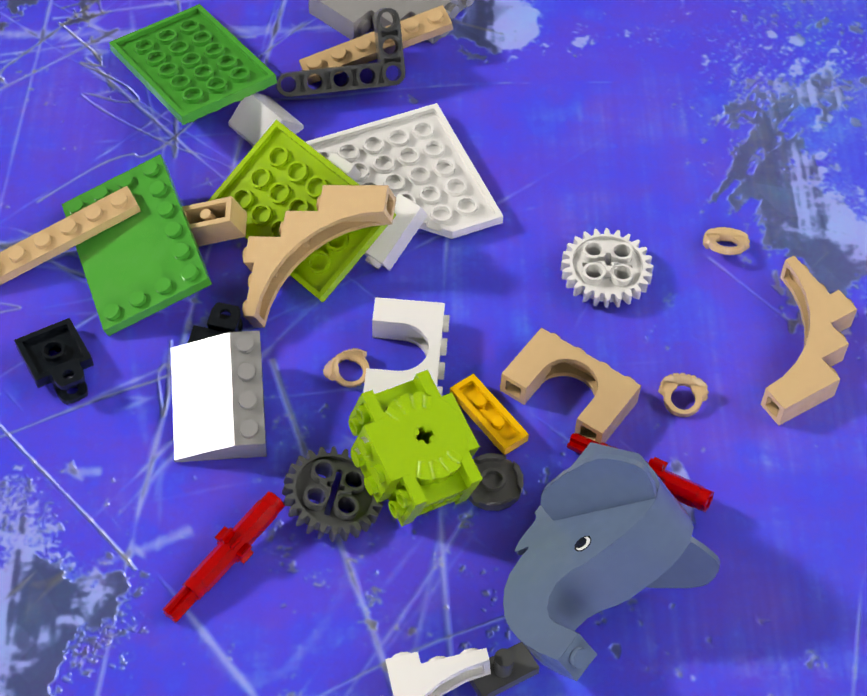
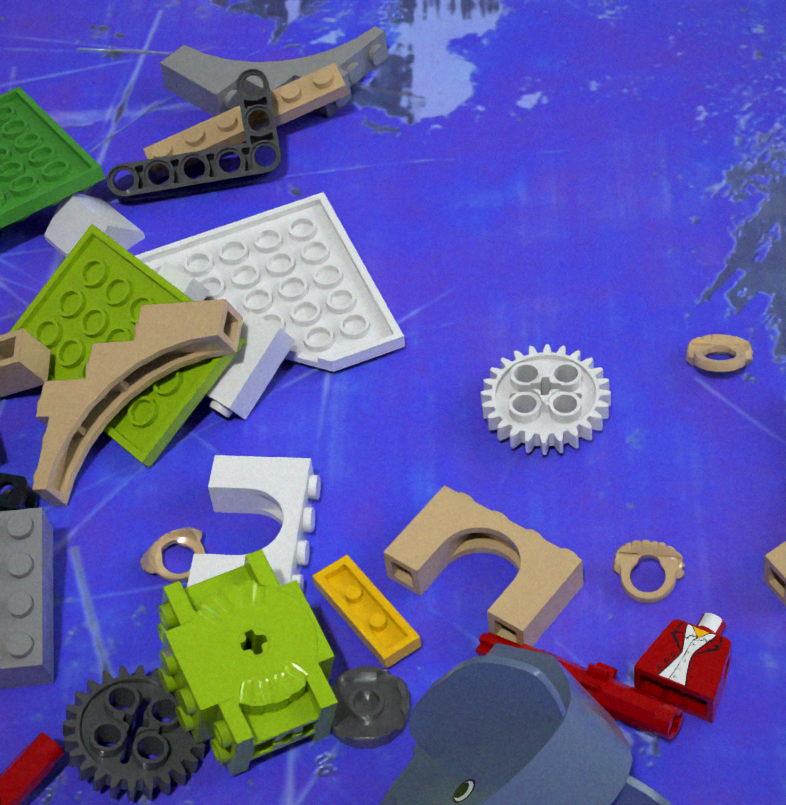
camera: 10 degrees right, 5 degrees down
(714, 461) = (687, 666): none -> red torso

